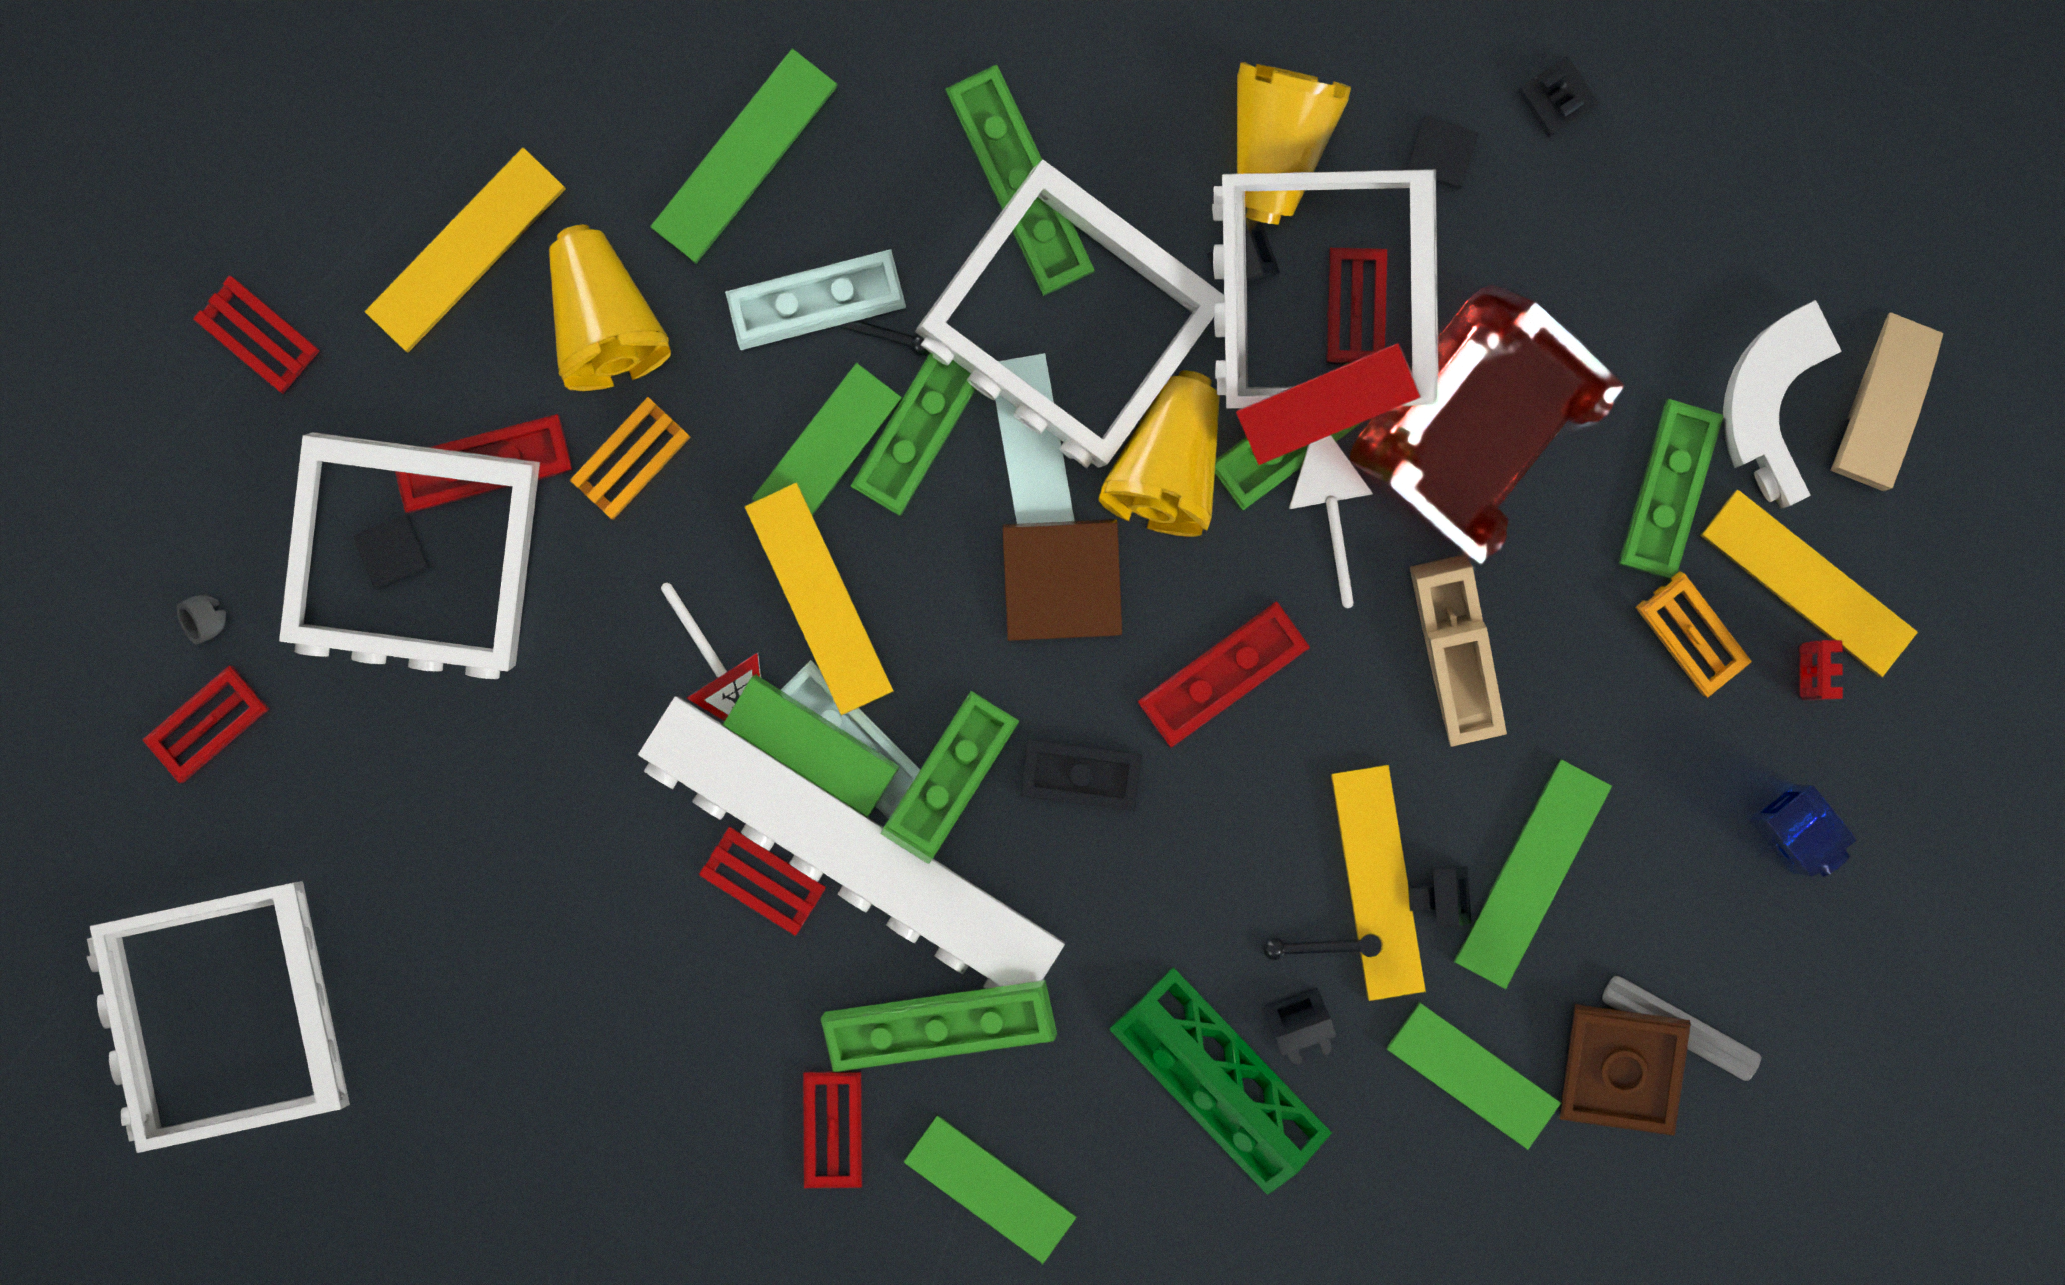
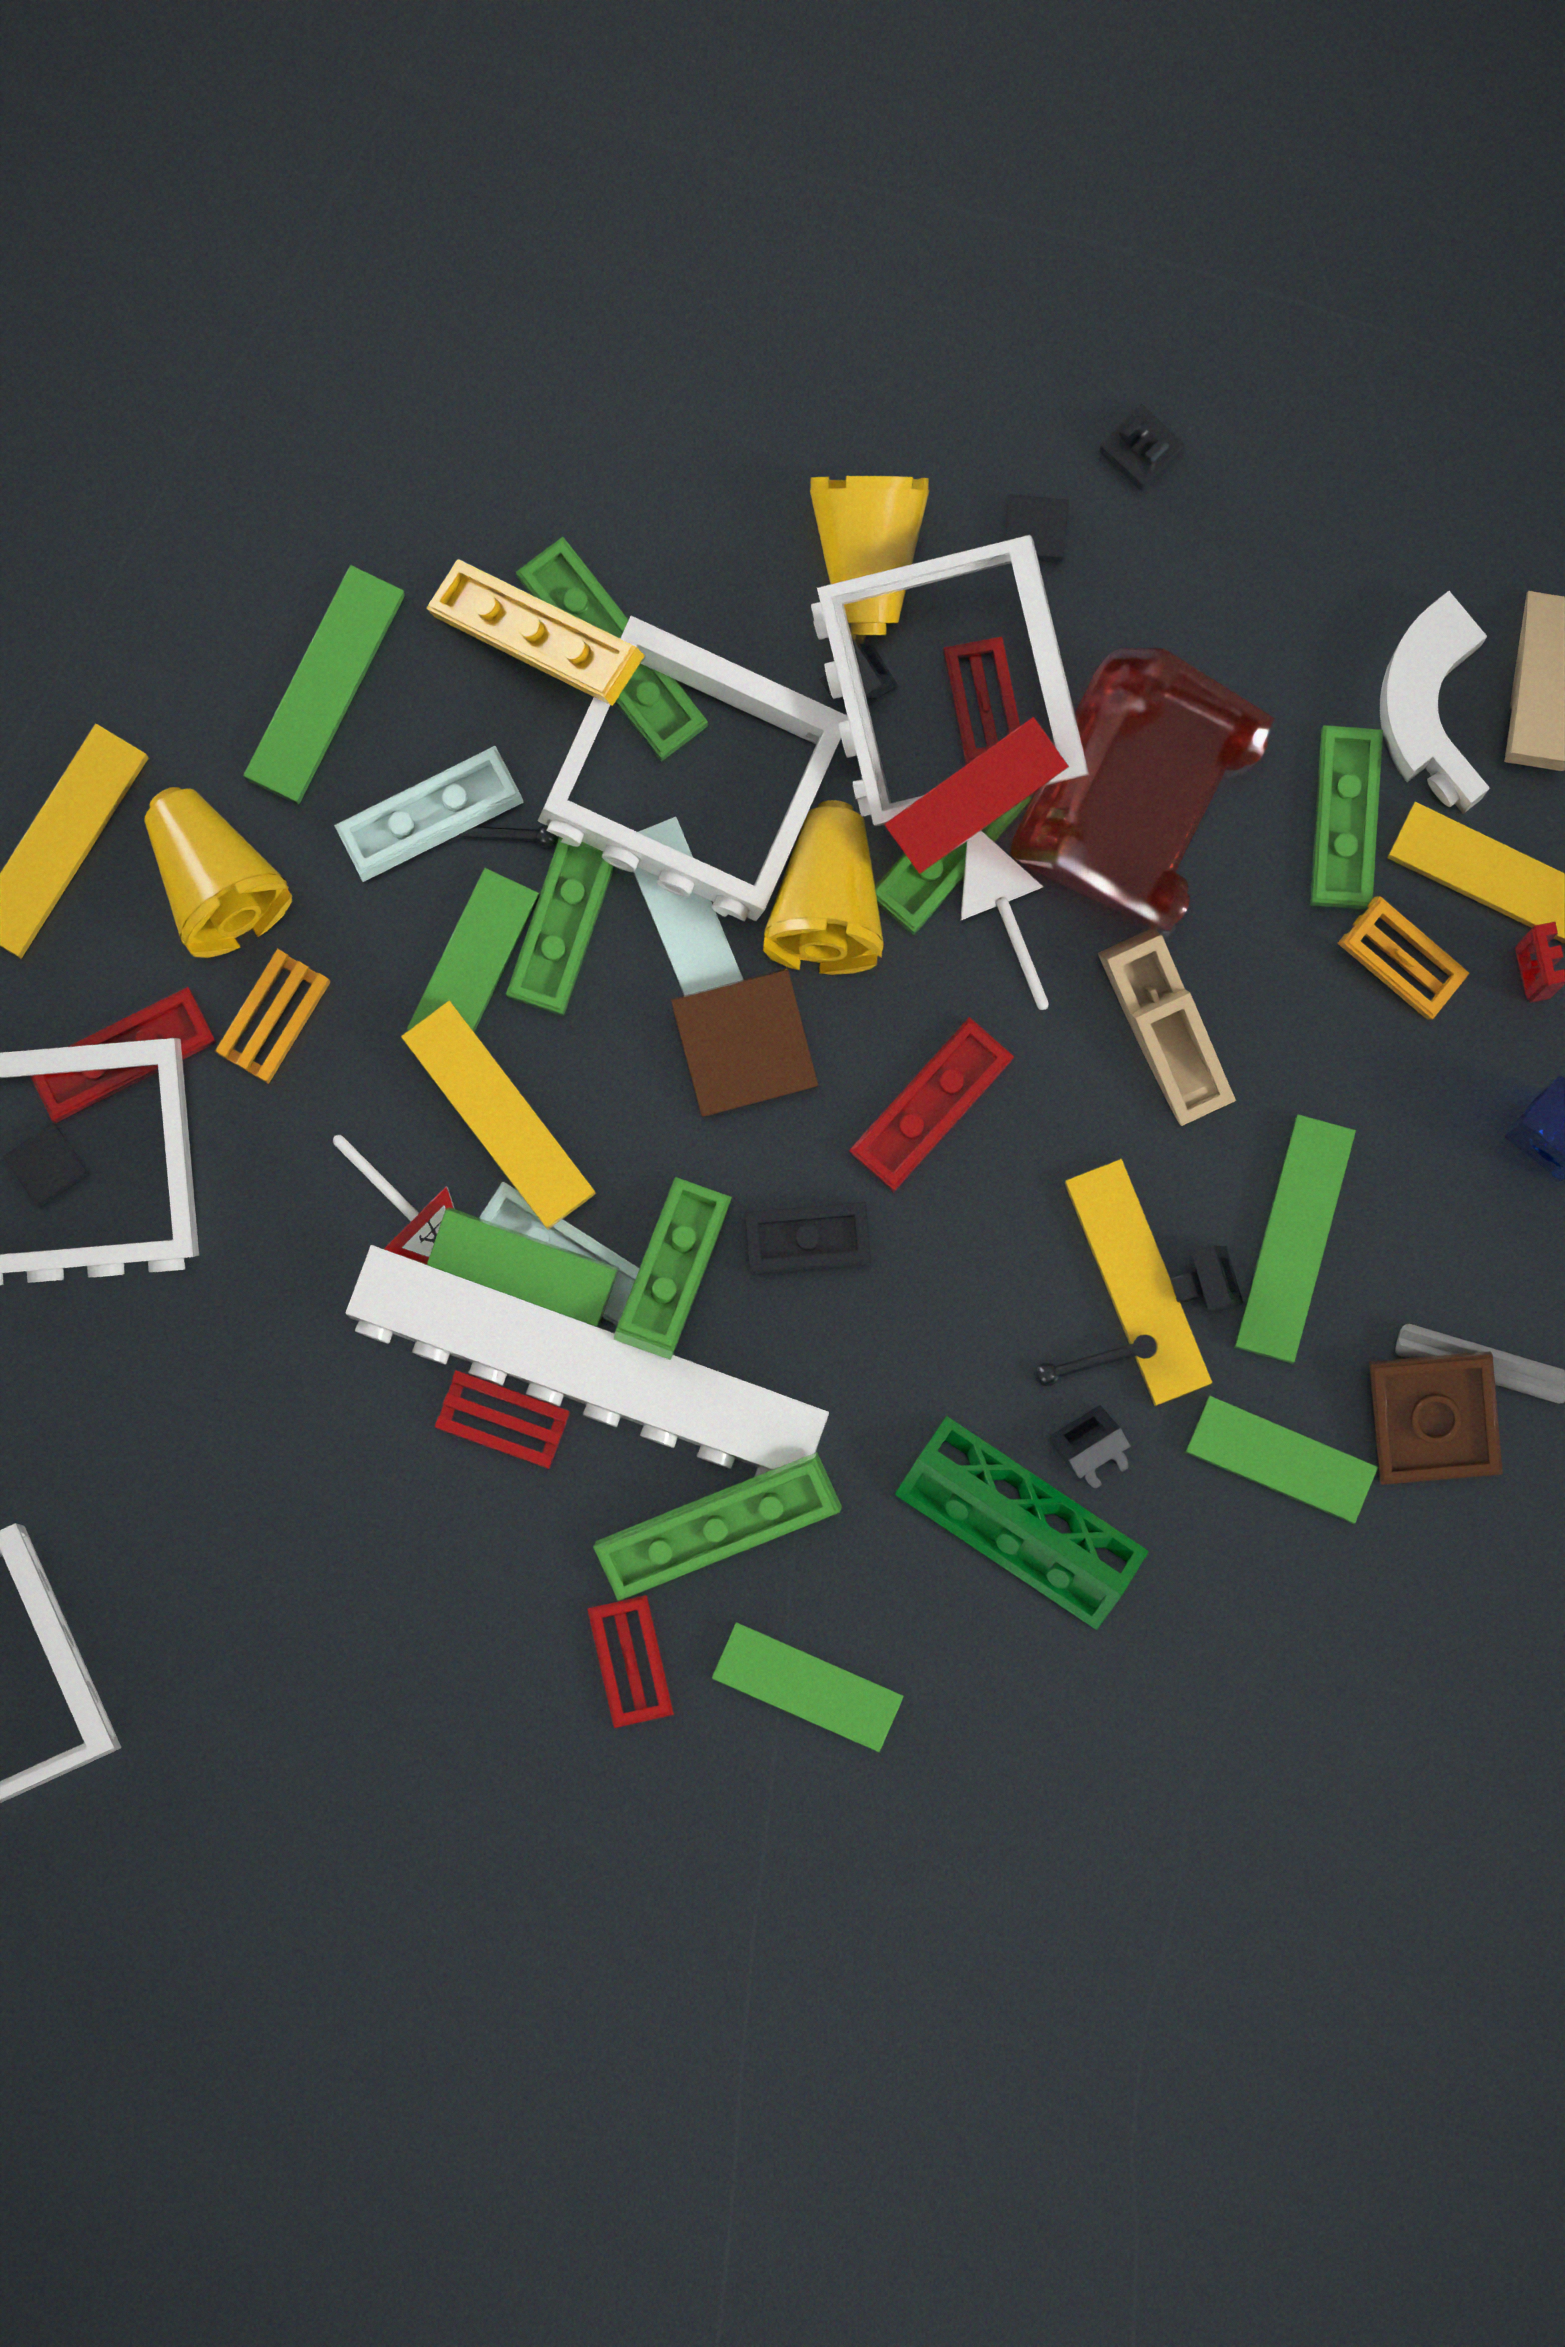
camera: 15 degrees left, 5 degrees down
(950, 153) = (535, 632): none -> yellow tile

